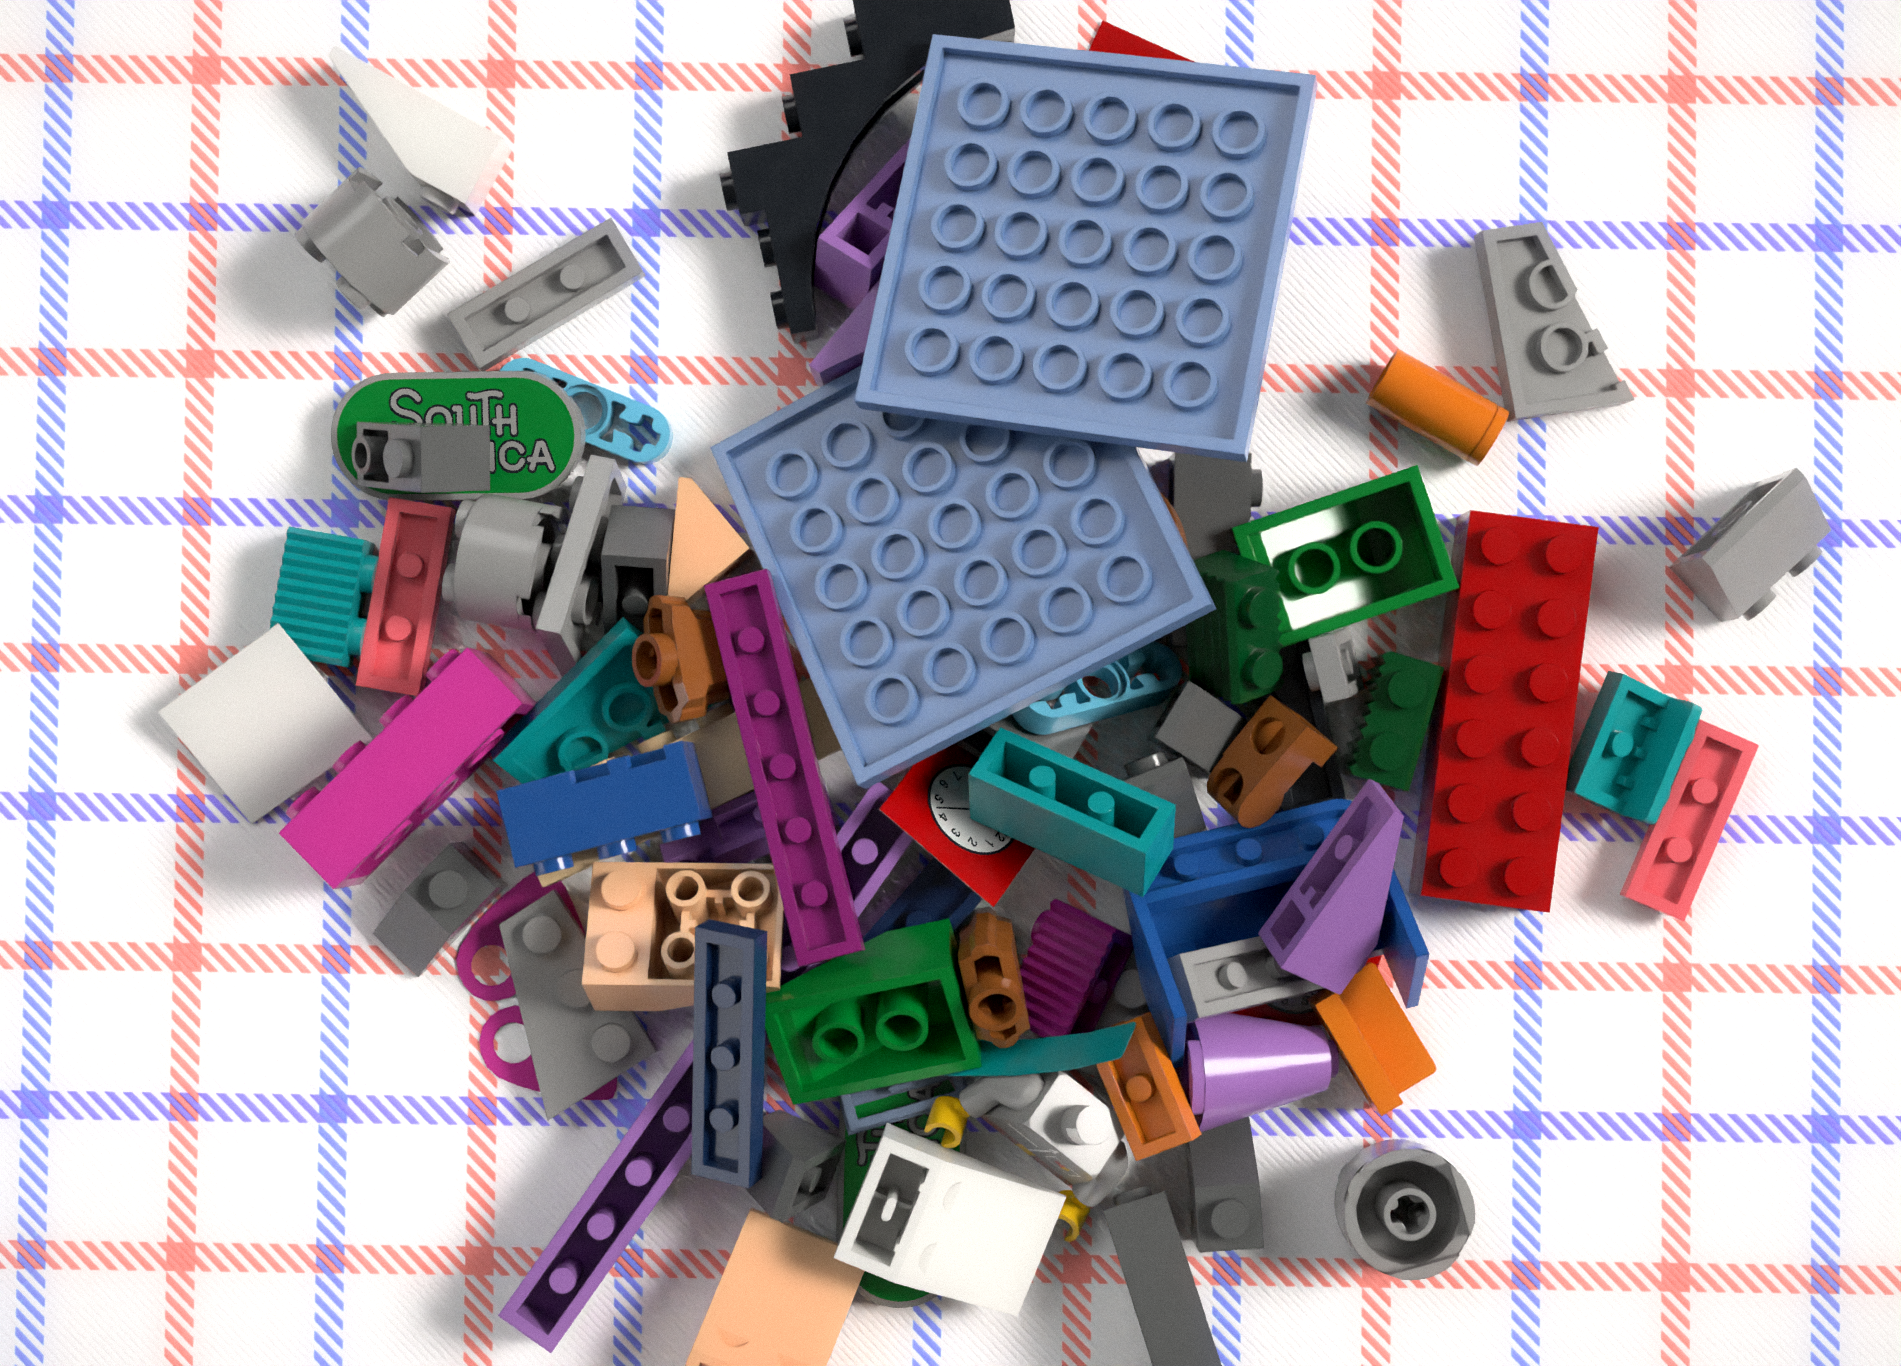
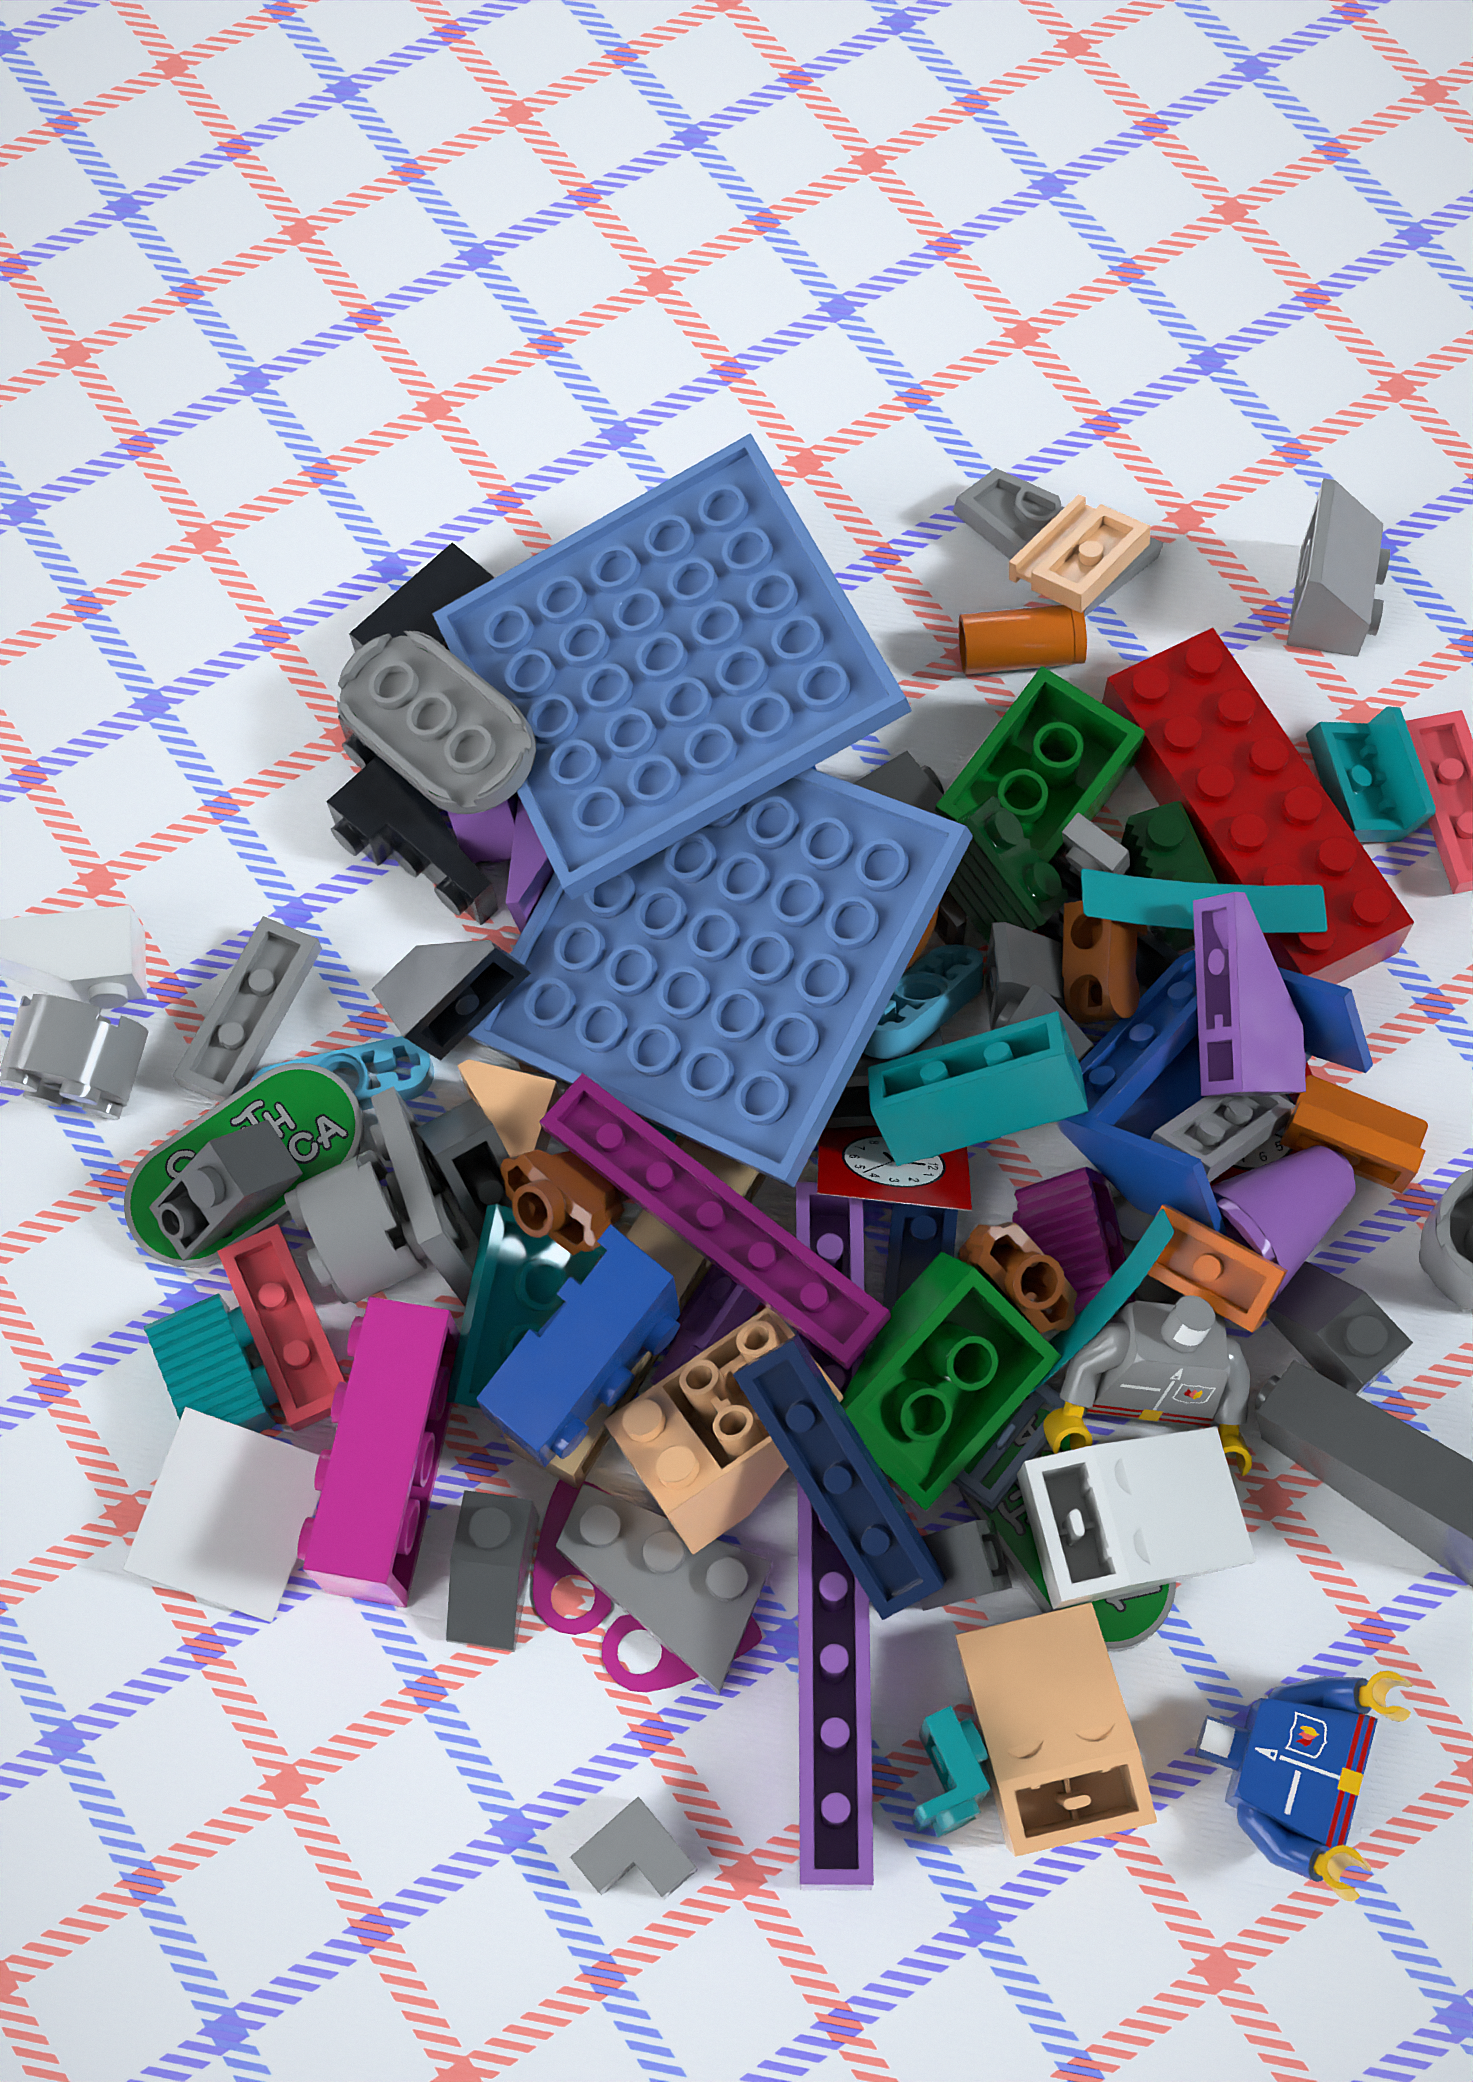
camera: 35 degrees left, 20 degrees down
(412, 1183) = (633, 1840): none -> light grey piece
(662, 1333) = (957, 1759): none -> teal bracket
(708, 404) = (447, 990): none -> slope
(860, 152) = (436, 722): none -> light grey tile
(1352, 761) = (1171, 902): none -> teal sticker
(1542, 370) = (1079, 553): none -> light nougat plate

